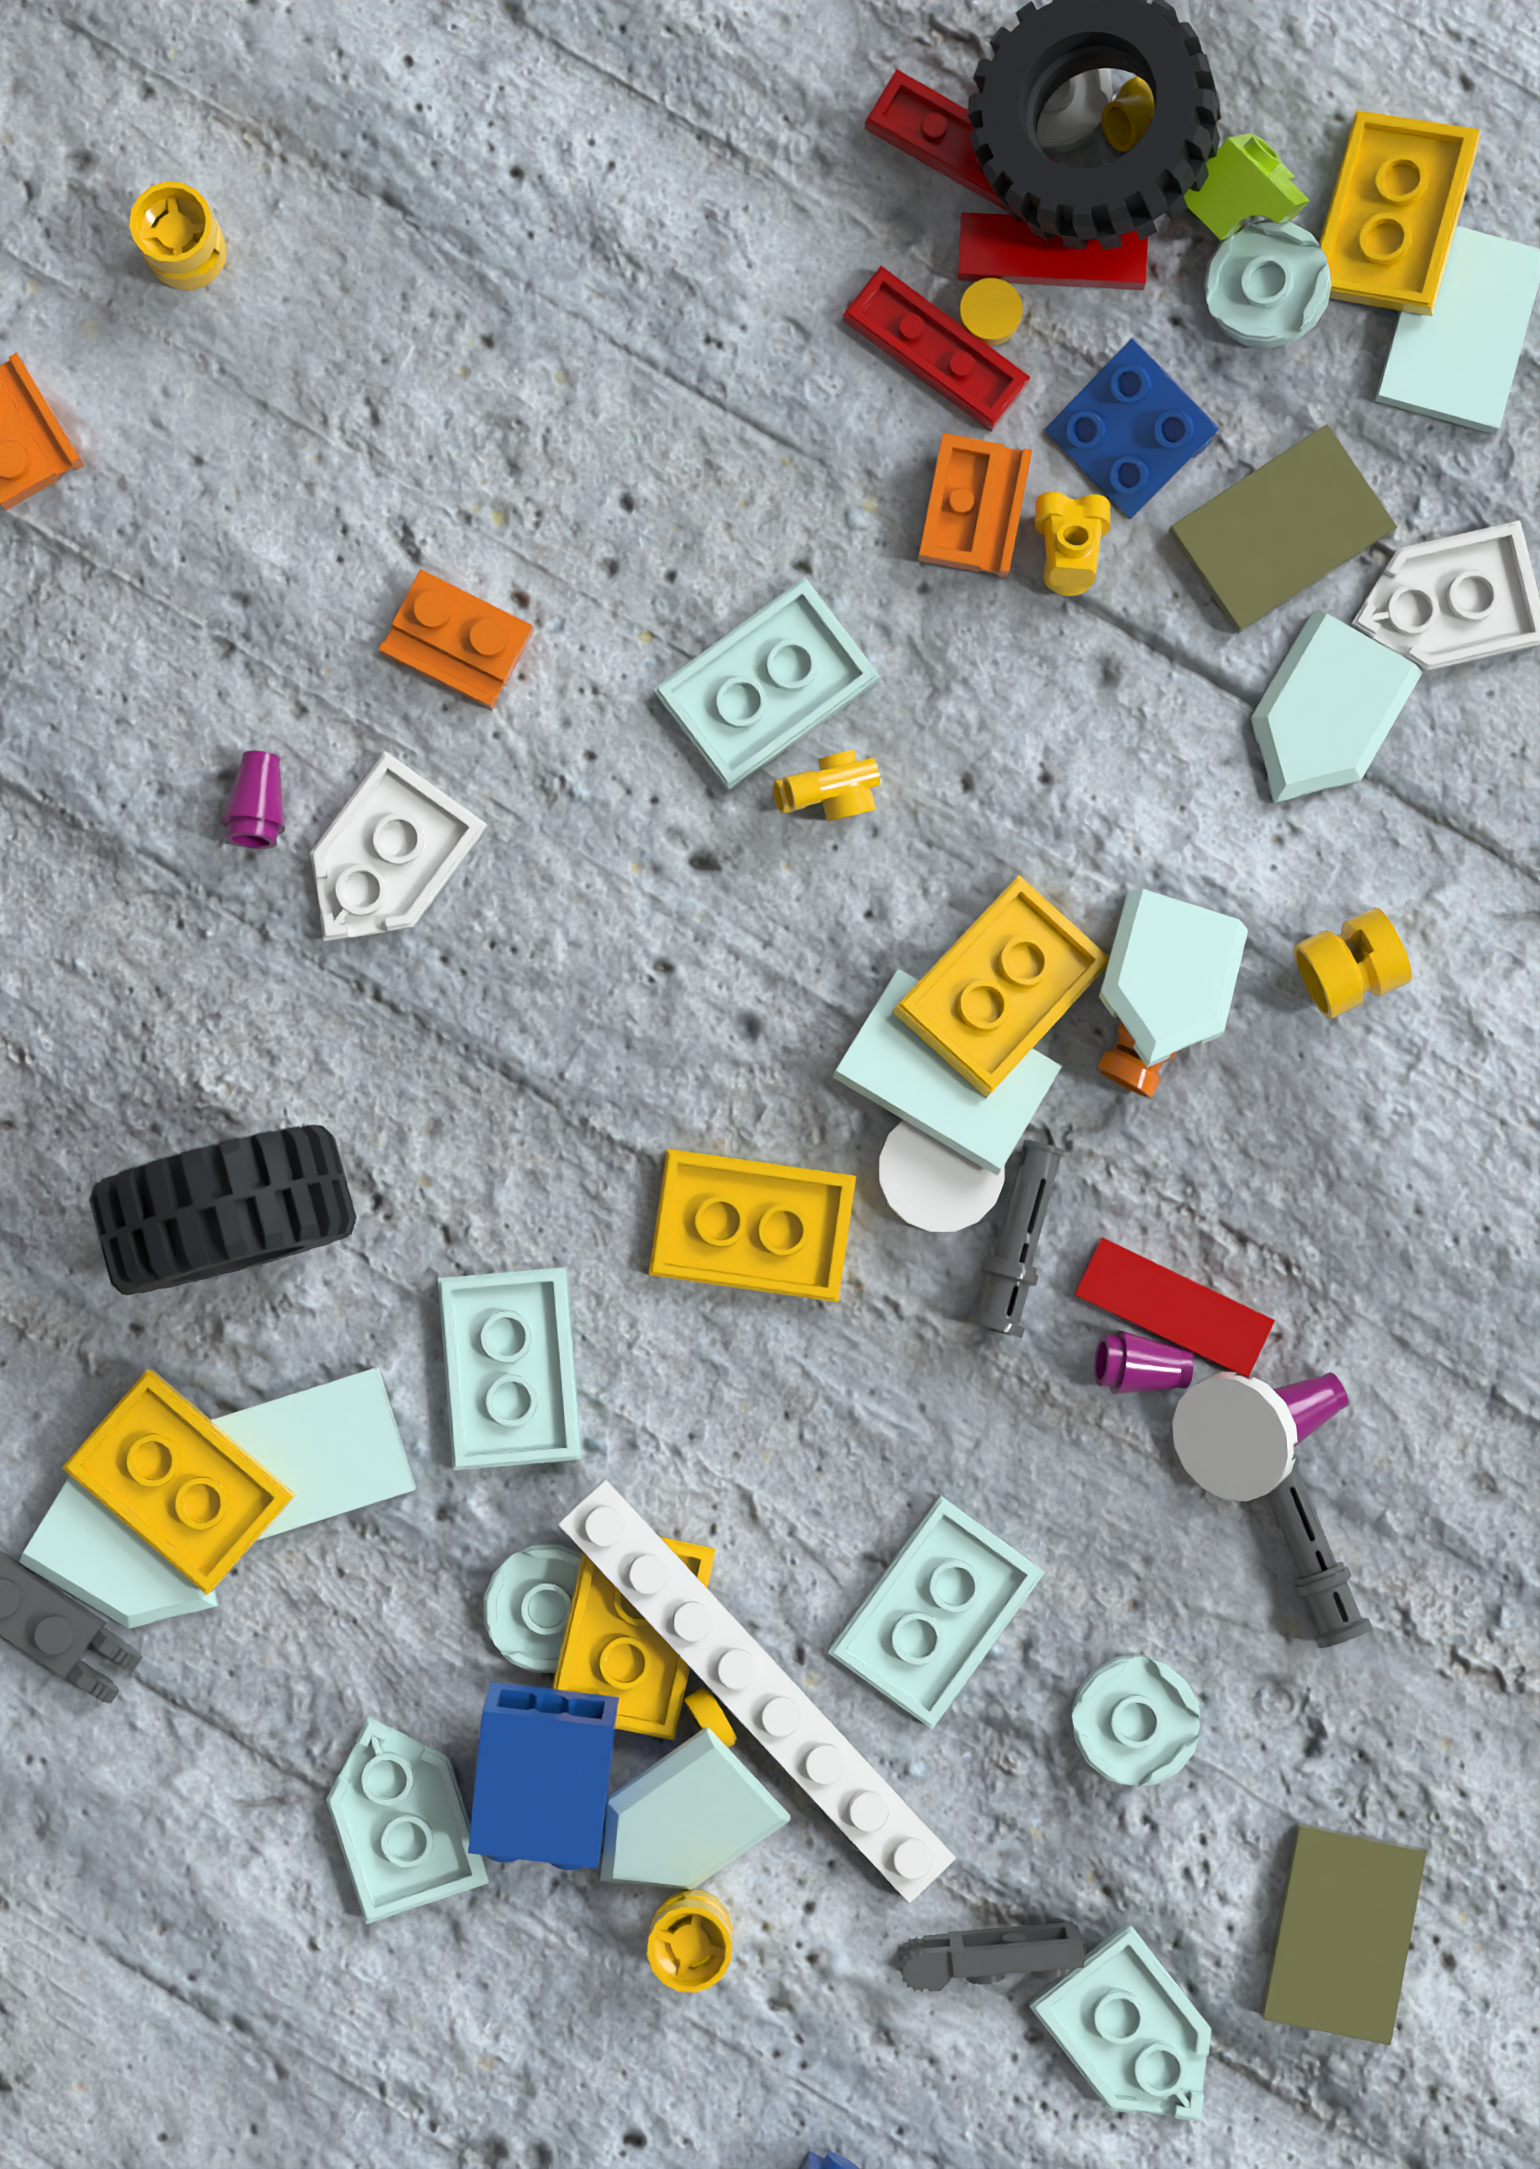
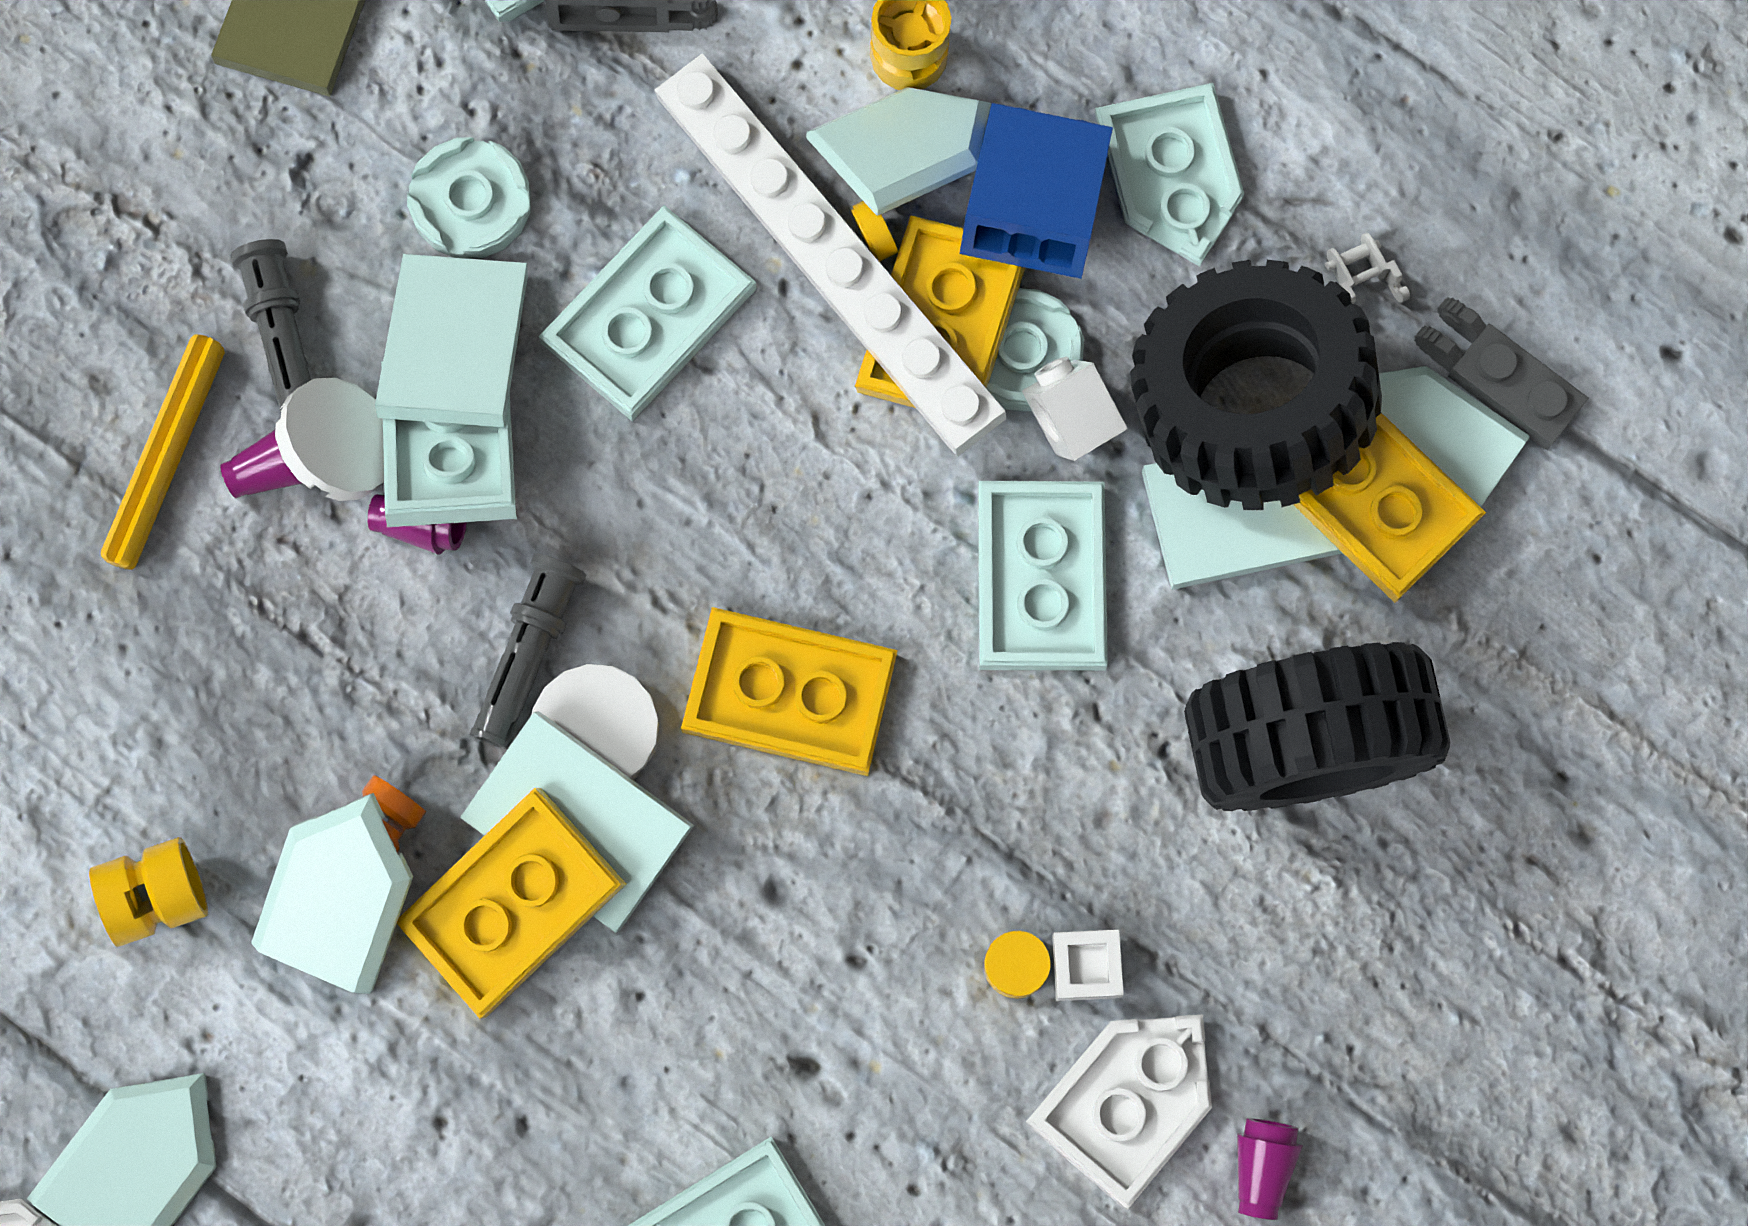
camera: 175 degrees left, 10 degrees down
(193, 1751) = (1381, 269): none -> white piece
(314, 1652) = (1246, 317): none -> black tyre
(438, 977) = (1087, 965): none -> white plate
(488, 1540) = (1073, 407): none -> white brick
(506, 974) = (1016, 964): none -> yellow tile
(840, 784) = (656, 1126): yellow plate -> none
(1122, 1446) = (447, 472): none -> light aqua tile
(1131, 1555) = (452, 340): none -> light aqua tile
(1174, 1307) = (380, 574): red tile -> none
(1409, 1415) = (162, 452): none -> yellow axle

